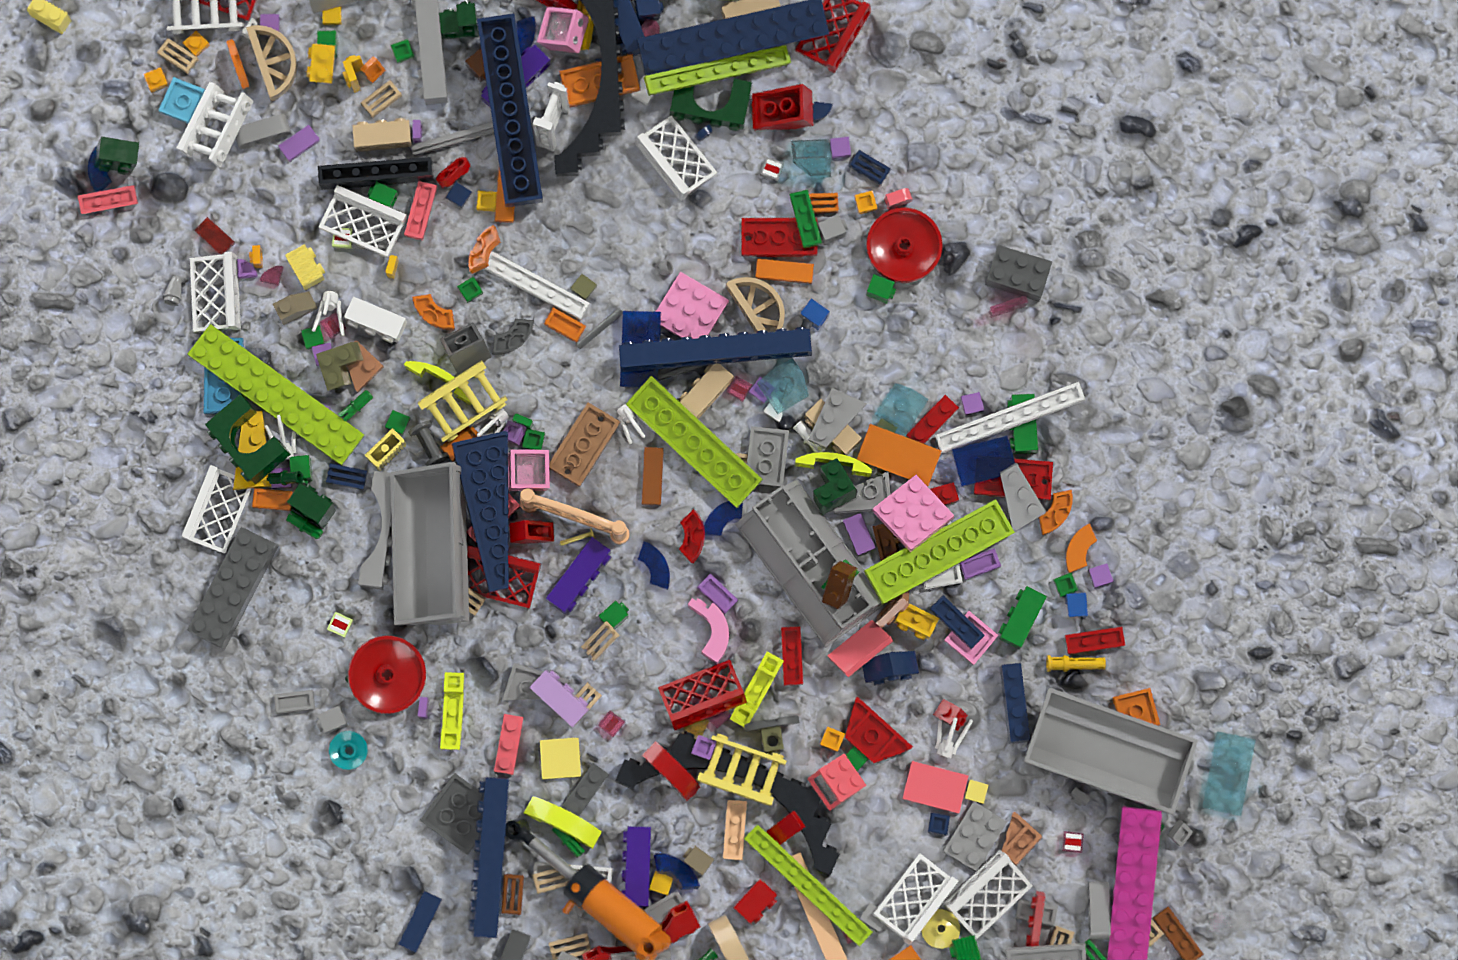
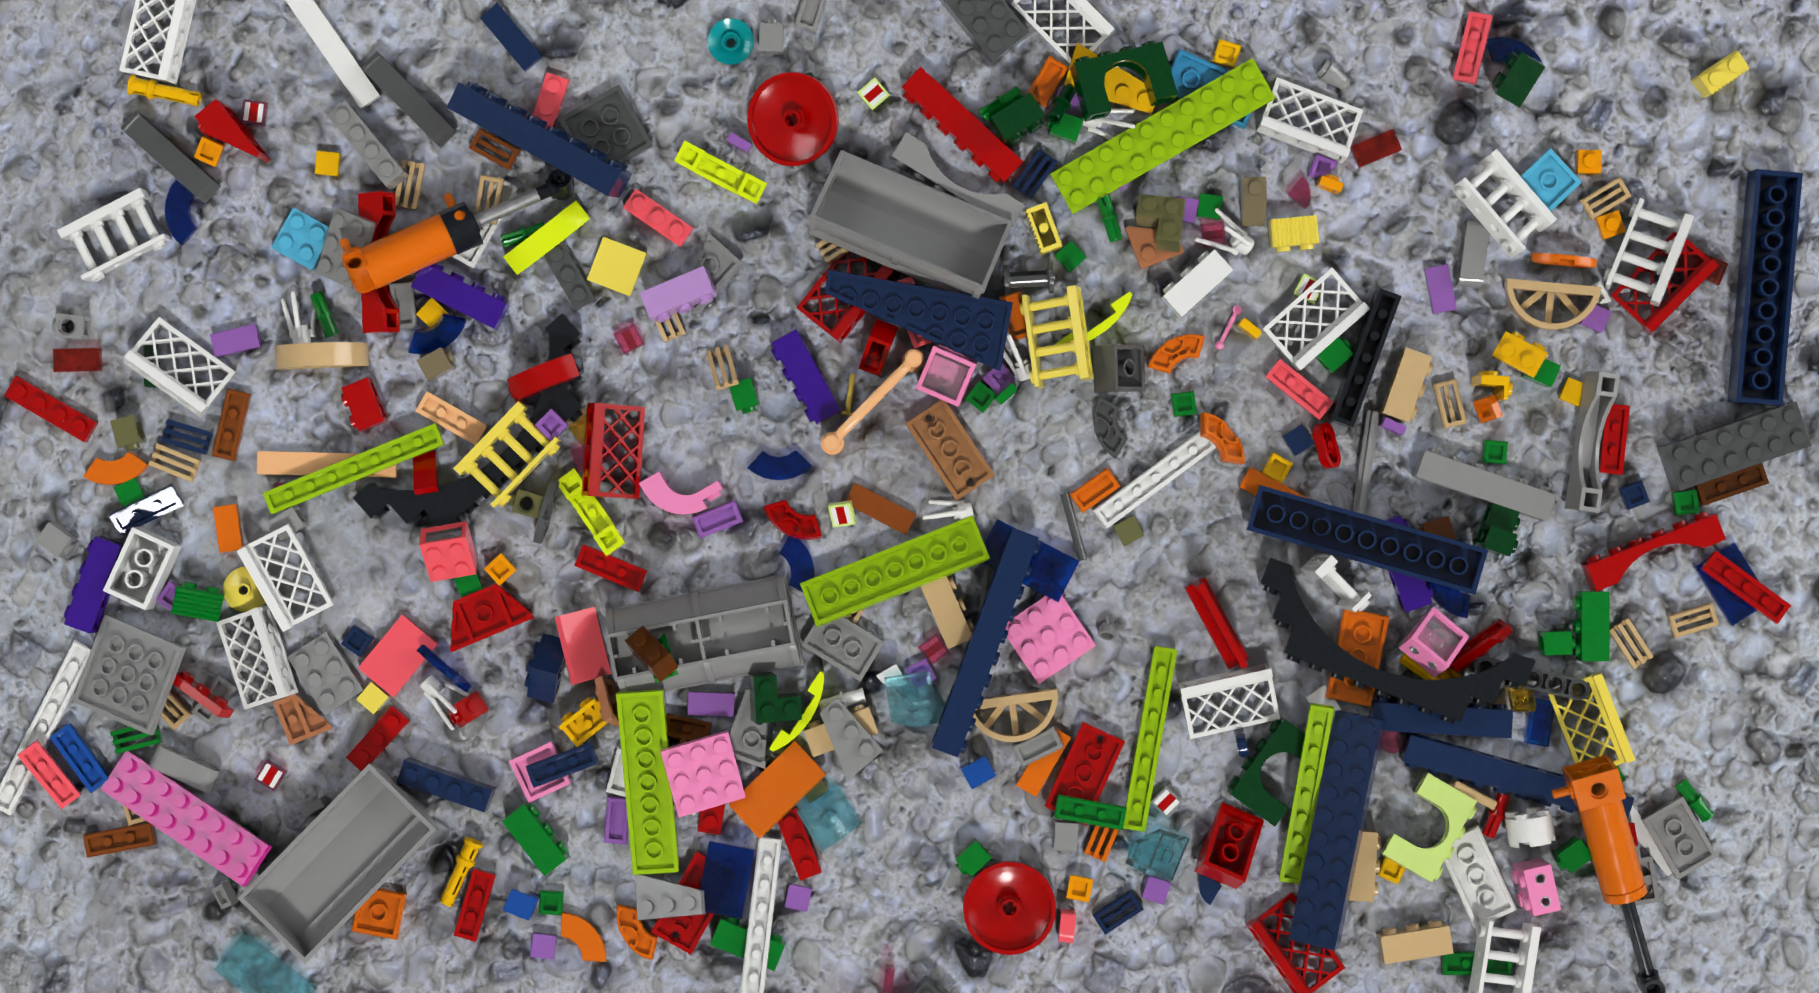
camera: 115 degrees right, 10 degrees up
(191, 377) = (1226, 53): none -> yellow tile
(334, 547) = (961, 126): none -> red brick
(382, 283) = (1236, 311): none -> bright pink hinge
(454, 869) = (551, 98): none -> coral plate
(623, 191) = (1217, 624): none -> red fence
(669, 501) = (842, 513): none -> tile
(729, 202) = (1149, 738): none -> lime plate
(775, 278) = (1037, 746): none -> light grey tile
(927, 746) = (449, 672): none -> clear blue tile
(1005, 773) = (378, 738): none -> red plate

